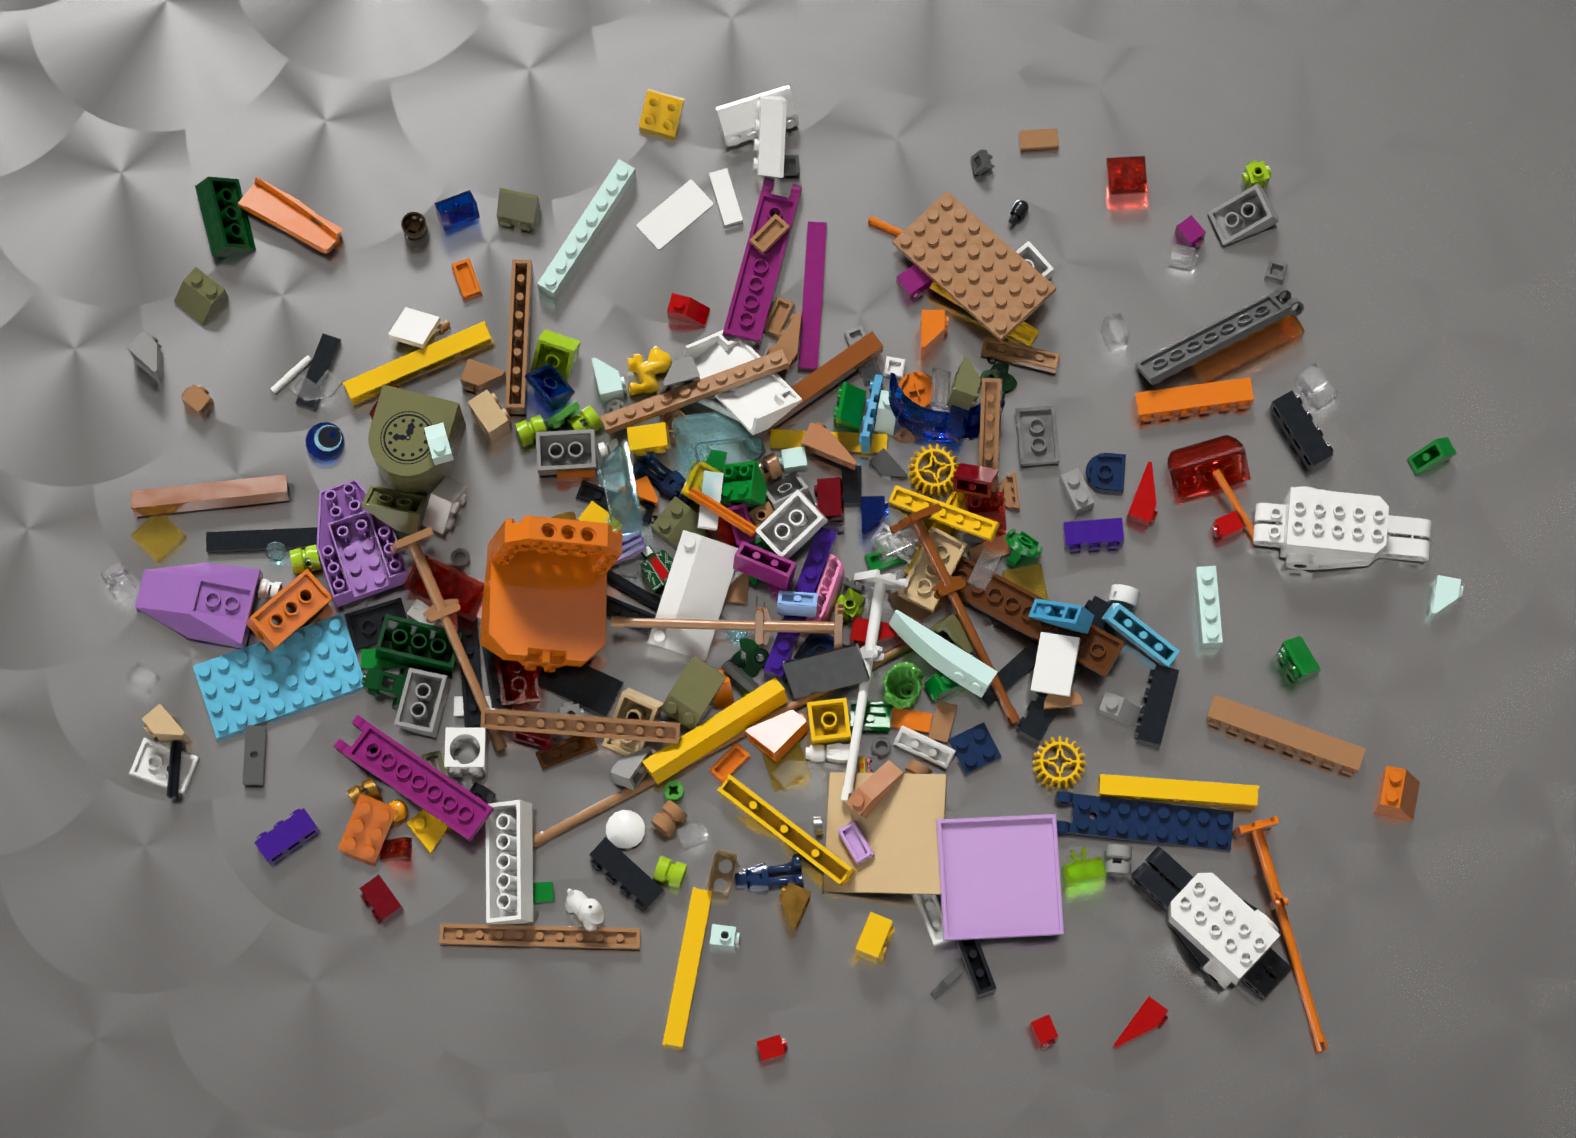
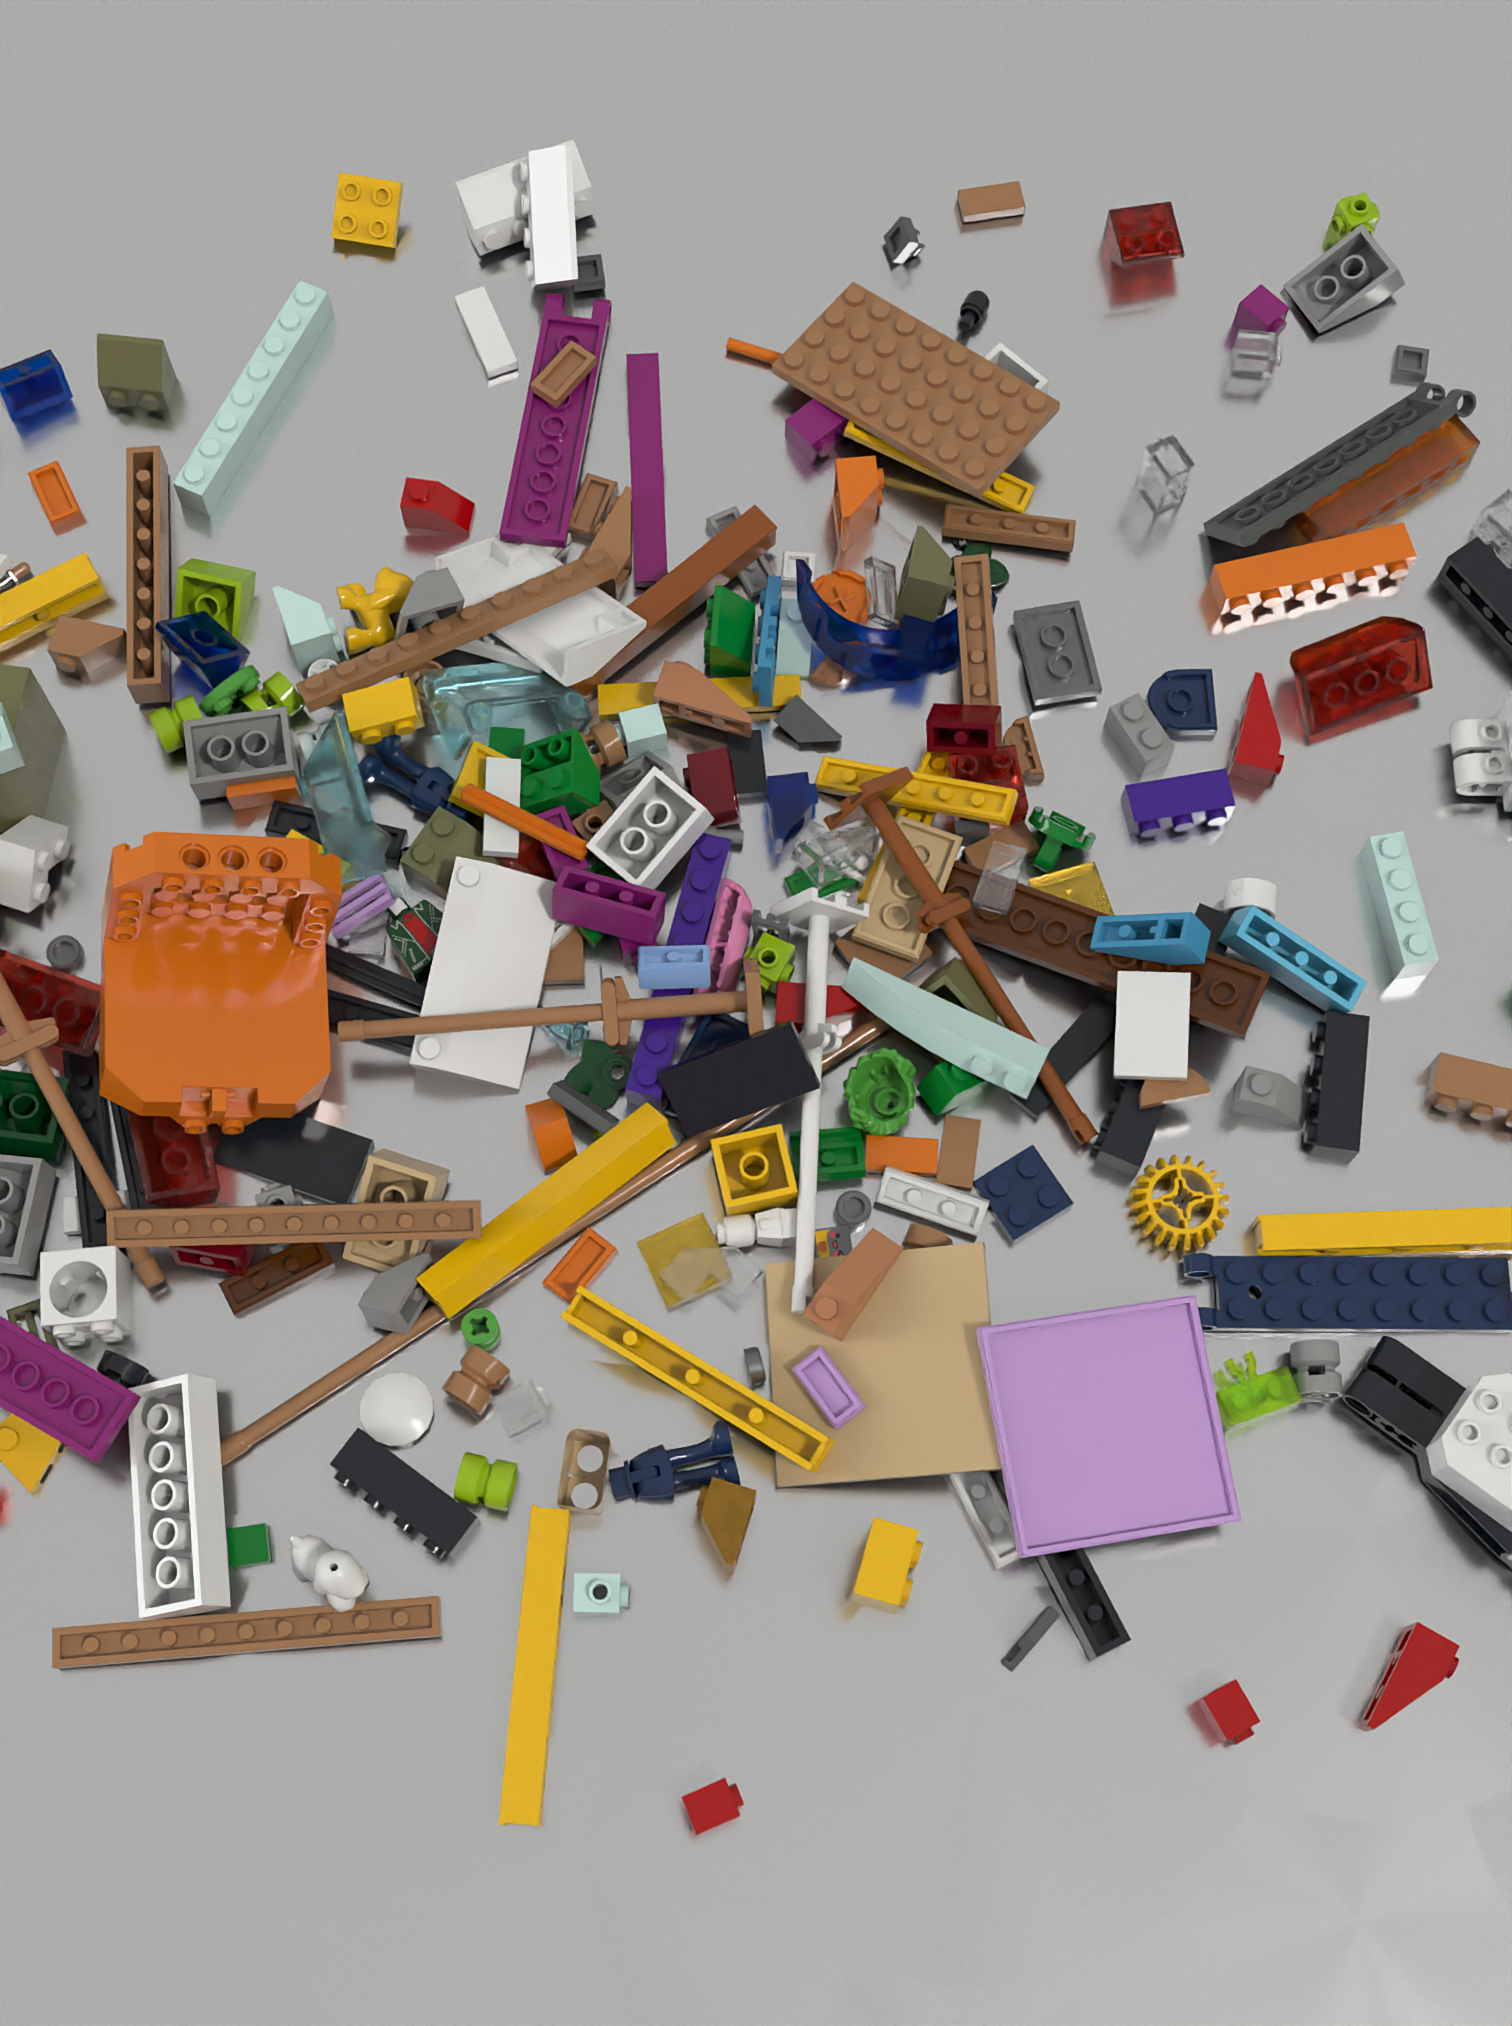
camera: 10 degrees left, 5 degrees down
(489, 415) = (103, 704): tan brick -> none
(646, 492) = (387, 806): orange slope -> none
(674, 214) = (403, 366): white sticker -> none
(693, 693) = (501, 1145): olive slope -> none
(778, 734) = (663, 1203): slope -> none
(926, 471) = (865, 735): yellow gear -> none
(1227, 526) = (1407, 767): red brick -> none
(1234, 502) = (1415, 726): orange bar -> none

